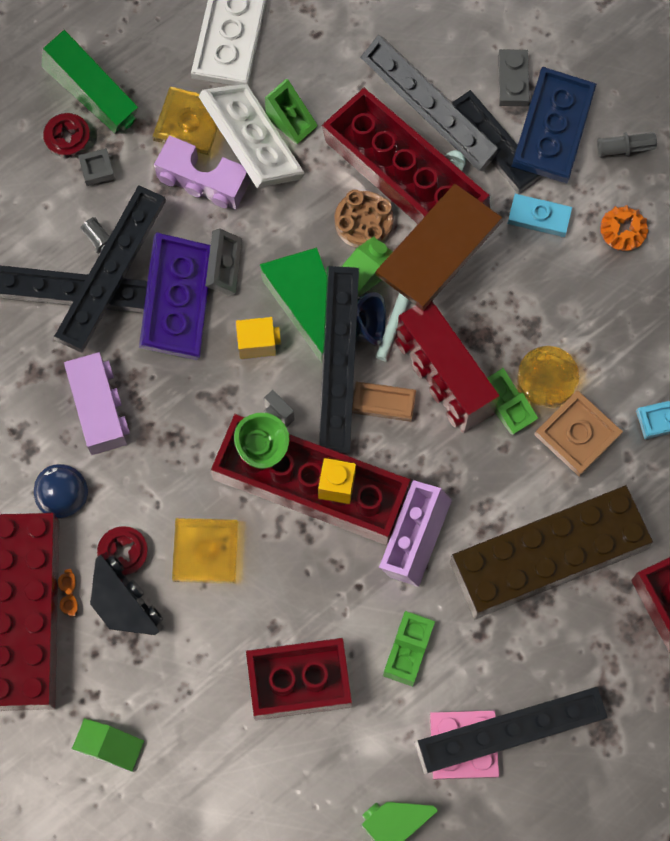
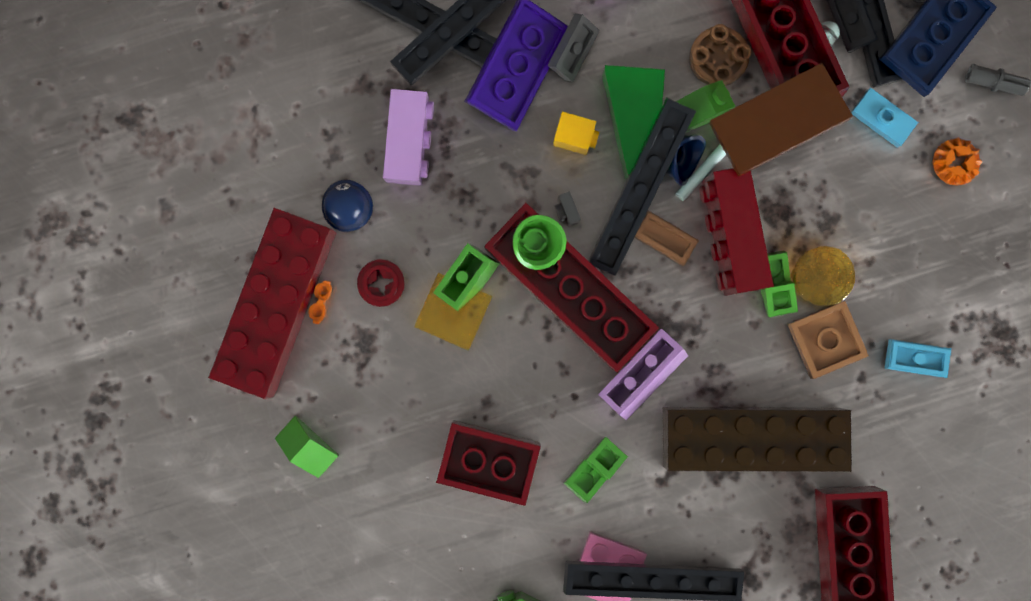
camera: 25 degrees right, 15 degrees up
(121, 601) = (362, 331): black slope -> none
(205, 507) = (466, 277): none -> bright green slope
(336, 481) = (592, 306): yellow brick -> none

